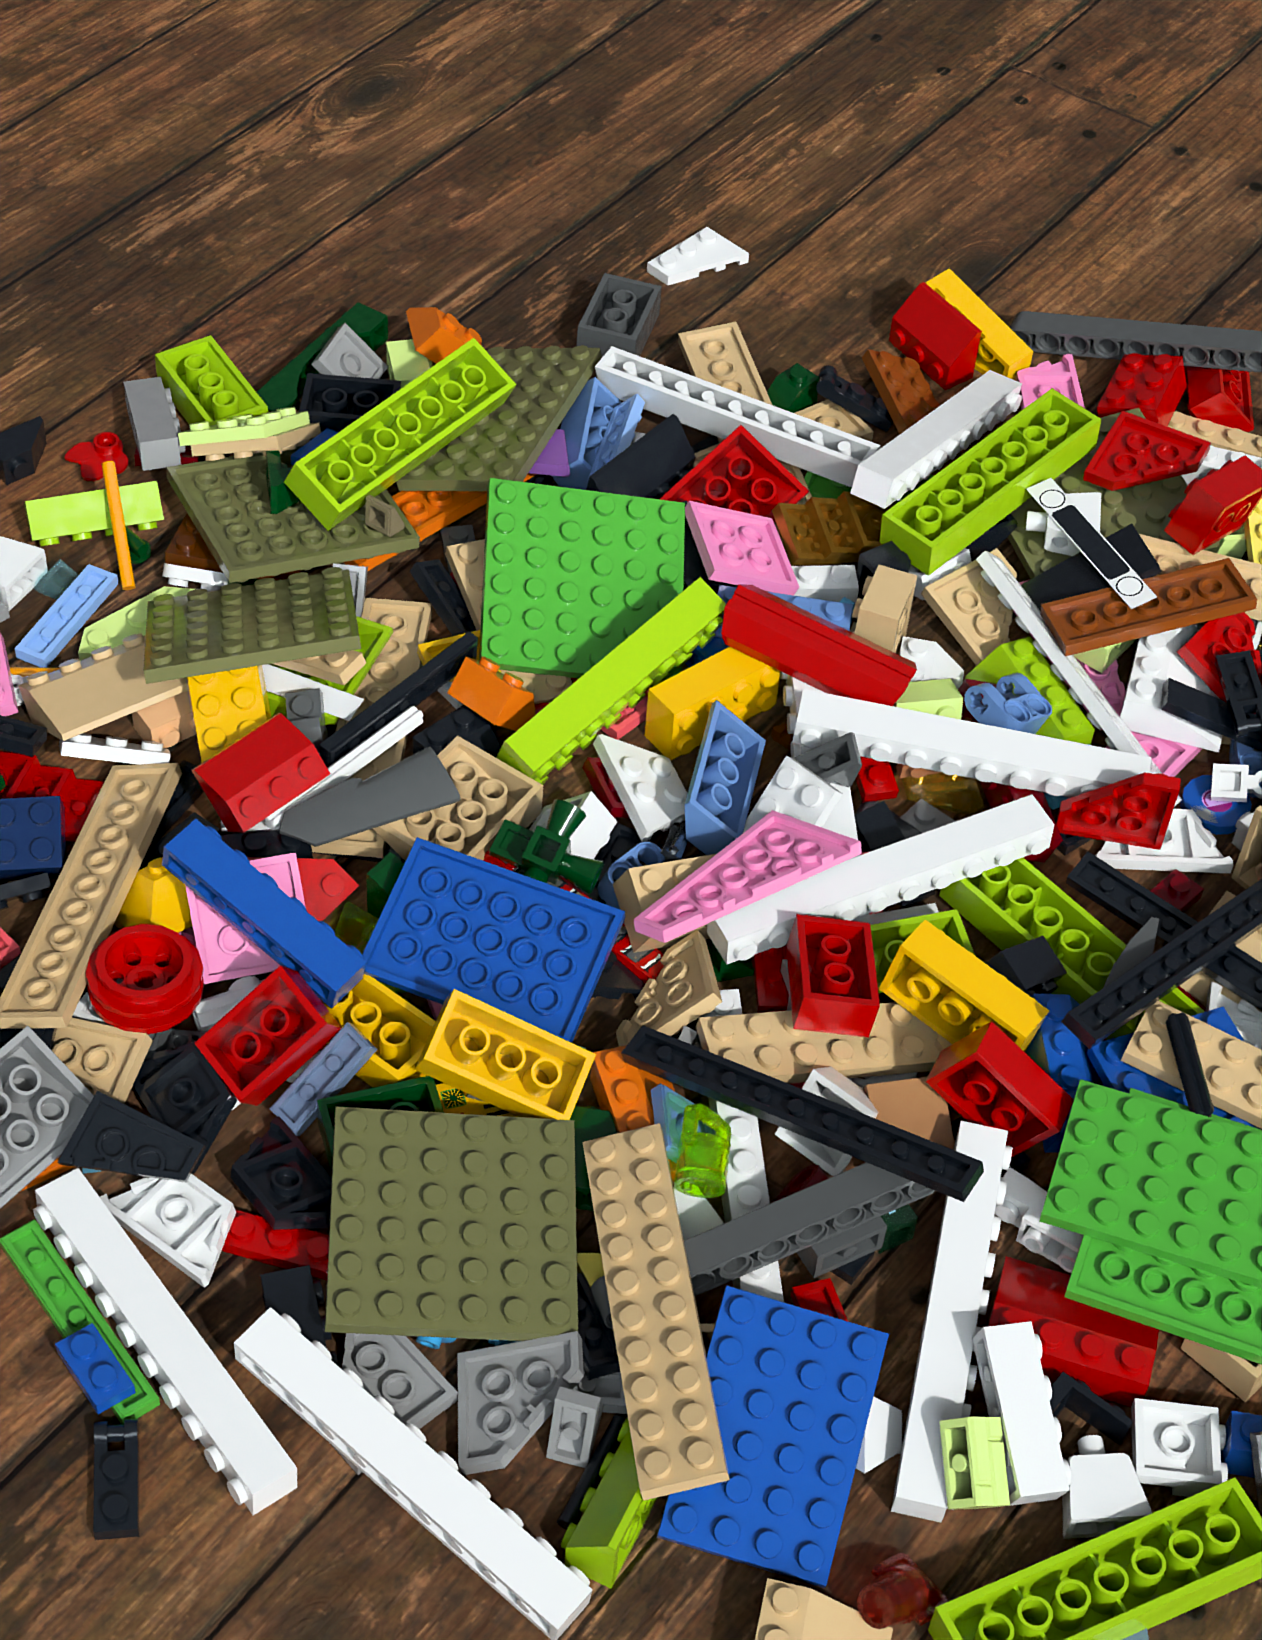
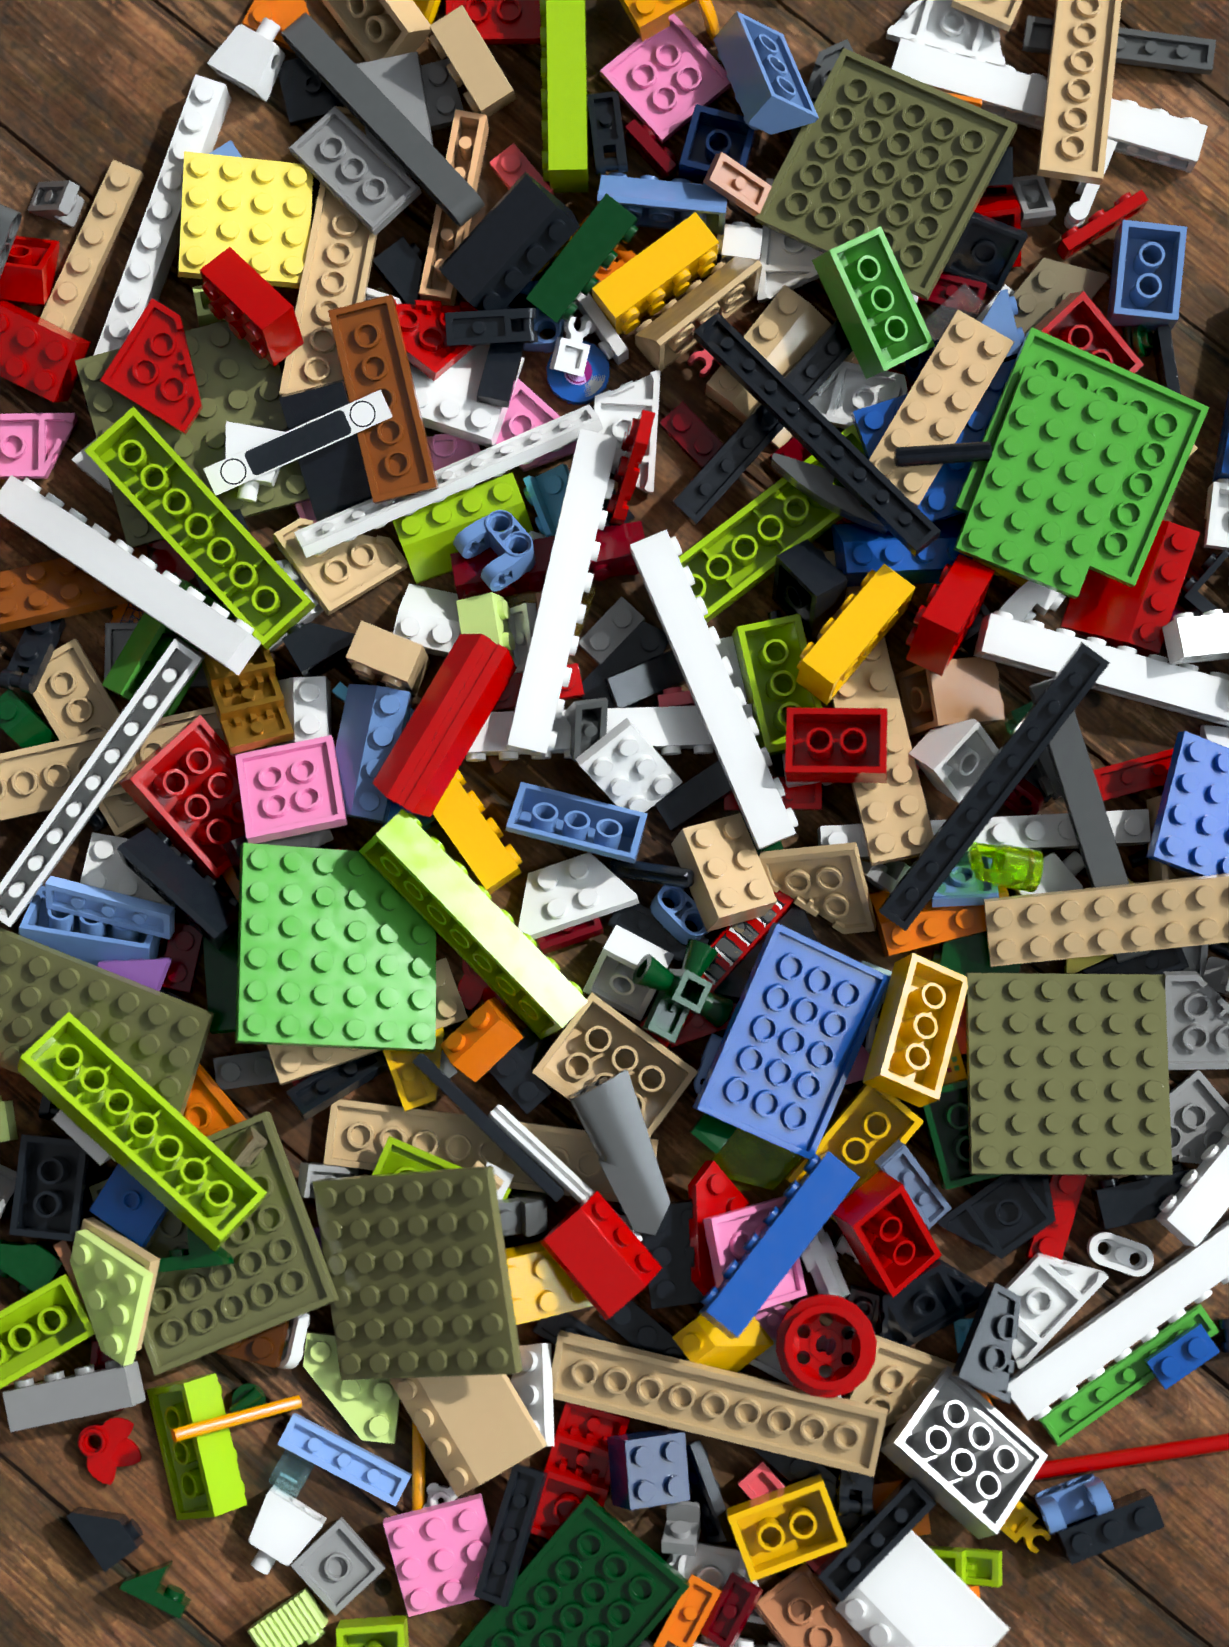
camera: 80 degrees left, 35 degrees up
(228, 1310) = (1119, 1253): none -> white plate
(753, 866) = (714, 799): bright pink wing -> none

